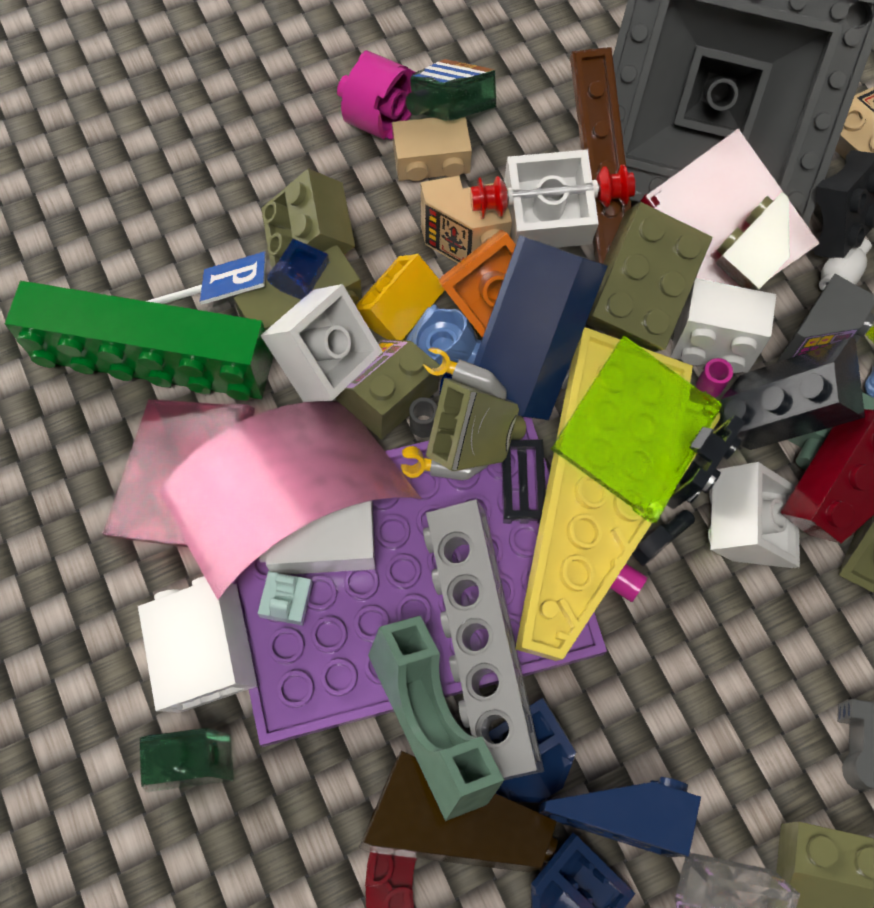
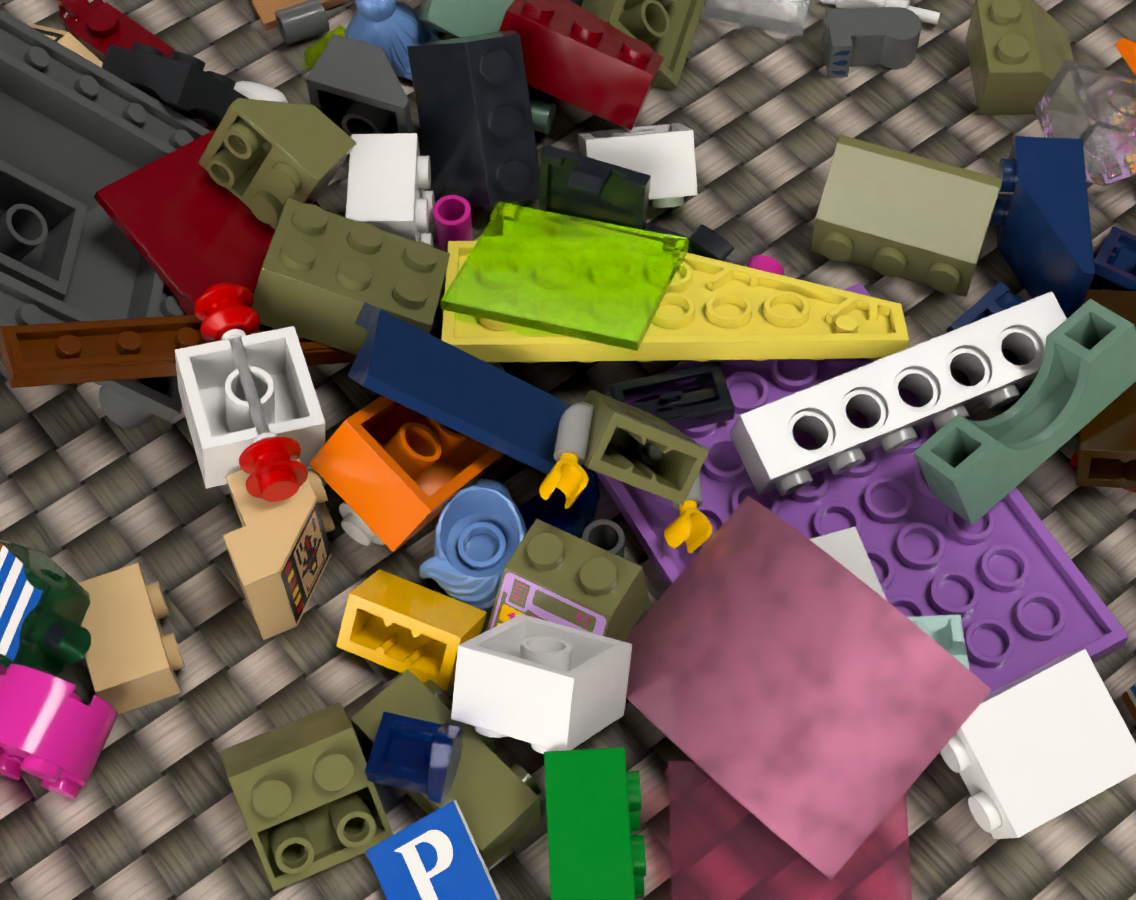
camera: 100 degrees left, 10 degrees down
(655, 698) = (904, 215): none -> slope

